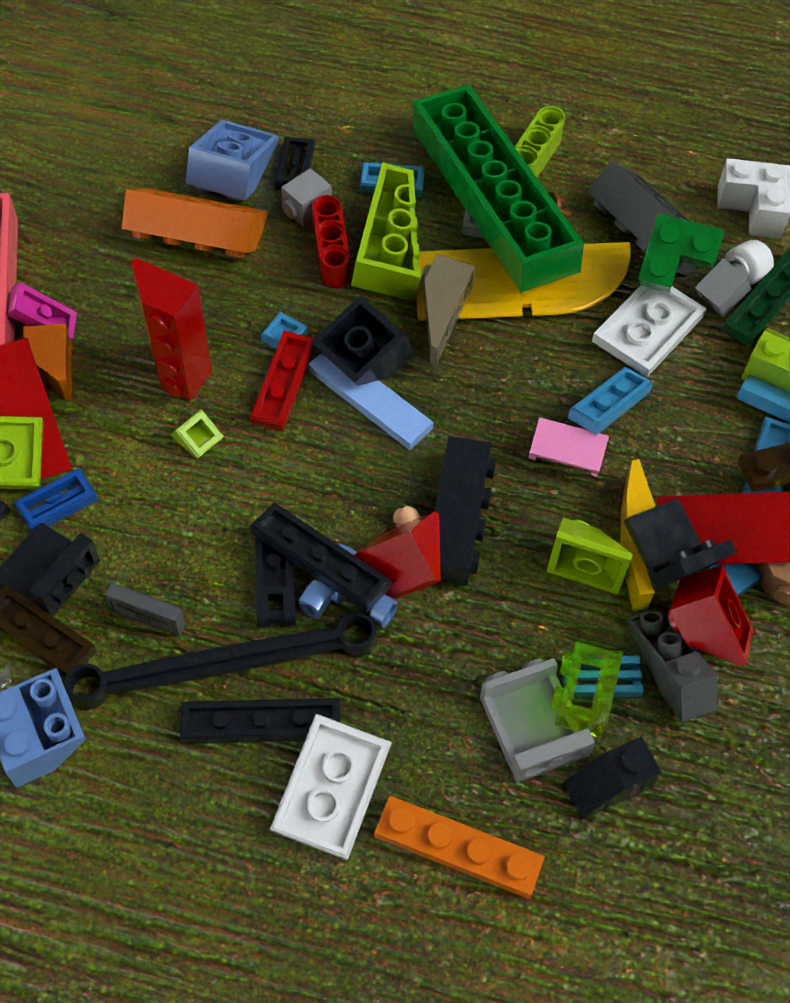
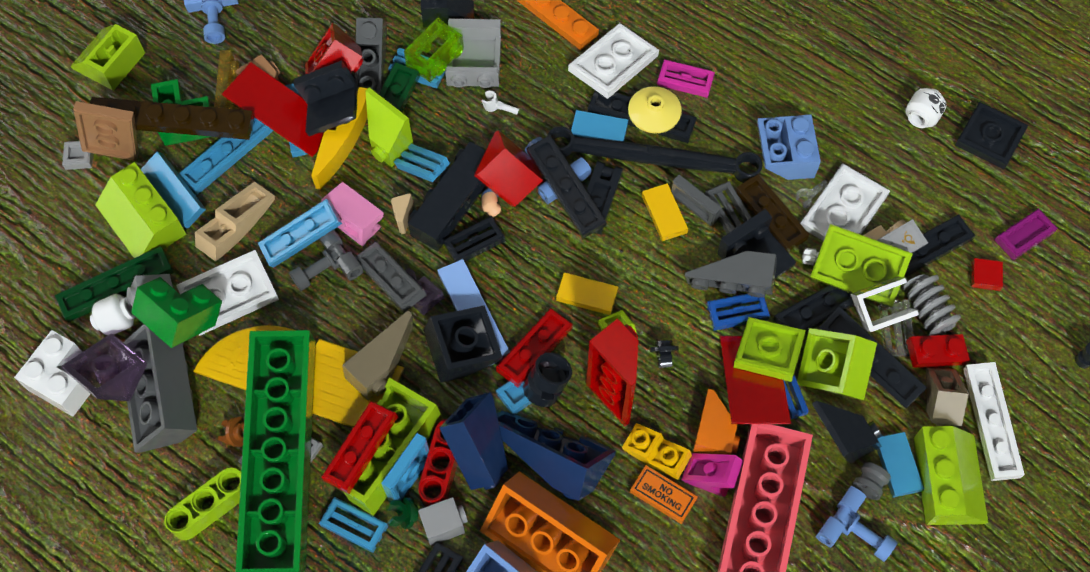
camera: 155 degrees left, 5 degrees up
(50, 522) = (742, 272): none -> dark grey slope
(91, 291) = (663, 494): none -> orange tile
(104, 327) = (656, 451): none -> yellow slope
(118, 644) = (727, 207): none -> dark grey tile
(131, 418) = (664, 351): none -> black plate
(184, 589) = (664, 212): none -> yellow tile
(215, 820) = (685, 82): none -> dark pink tile
(232, 287) = (561, 461): none -> dark blue wedge
(243, 742) = (652, 118): none -> light yellow dish
(246, 459) = (587, 293): none -> yellow tile
(251, 335) = (547, 379): none -> black wheel
(302, 253) = (477, 441): none -> dark blue slope
(313, 676) = (599, 126): none -> dark azure tile
(346, 196) = (406, 511): none -> dark green plate
(358, 209) = (406, 469): none -> dark azure tile
(391, 496) = (478, 249): none -> black tile
(413, 203) = (359, 447): none -> red tile
(438, 390) = (433, 294): none -> clear purple plate
(466, 662) = (494, 104): none -> white hand
(482, 393) = (390, 277): none -> dark grey tile
(510, 468) = (402, 209): none -> tan slope
(519, 527) = (425, 159): none -> dark azure tile
(559, 395) = (333, 256): none -> dark grey bar
(607, 618) = (399, 85): none -> dark green plate
(696, 397) = (233, 221): none -> tan slope
(711, 196) = (107, 369): none -> clear purple slope

